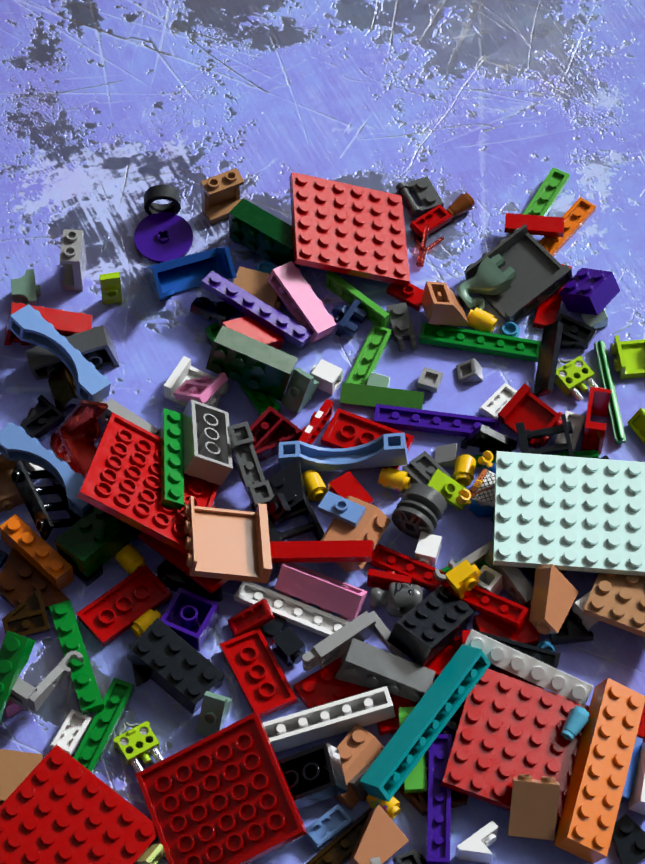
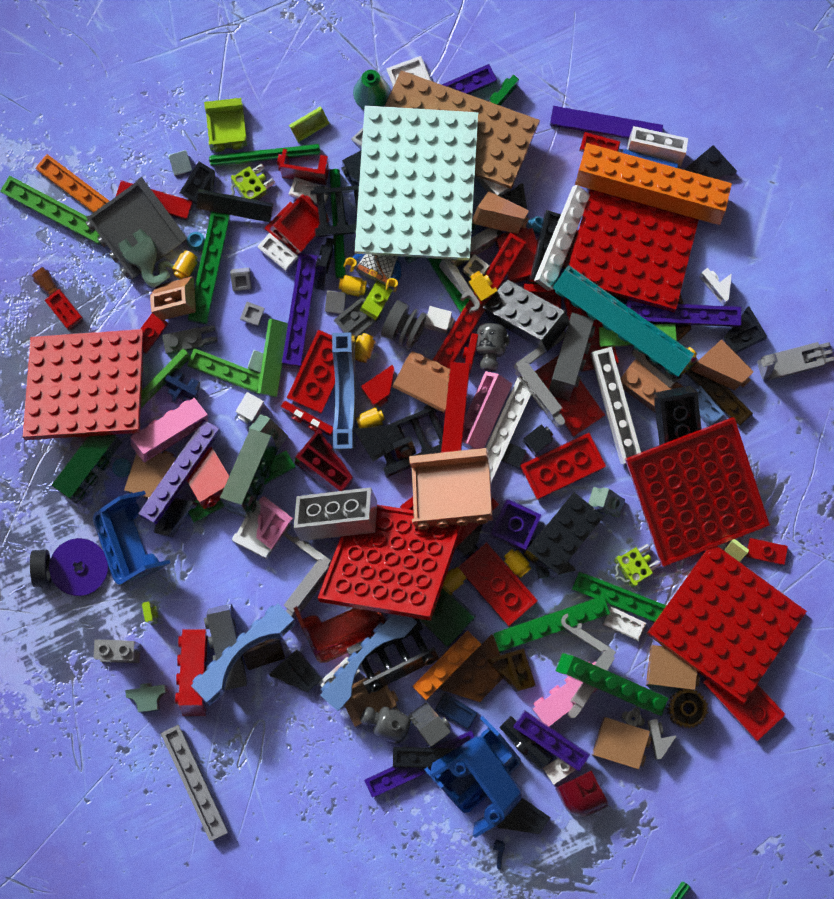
camera: 90 degrees left, 25 degrees up
(172, 459) = (358, 543): green plate -> none
(220, 195) = (38, 507): medium nougat panel -> none
(248, 464) = (363, 474): dark grey slope -> none
(251, 618) = (511, 472): red plate -> none
(341, 509) = (410, 390): medium blue plate -> none
(422, 249) = (98, 317): clear red plant -> none
(424, 193) = (28, 314): dark grey plate -> none
(533, 807) = (691, 238): medium nougat panel -> none
(535, 224) = (74, 211): red tile -> none
(575, 722) = (614, 201): medium azure cone -> none
(589, 291) = (158, 163): dark purple brick -> none

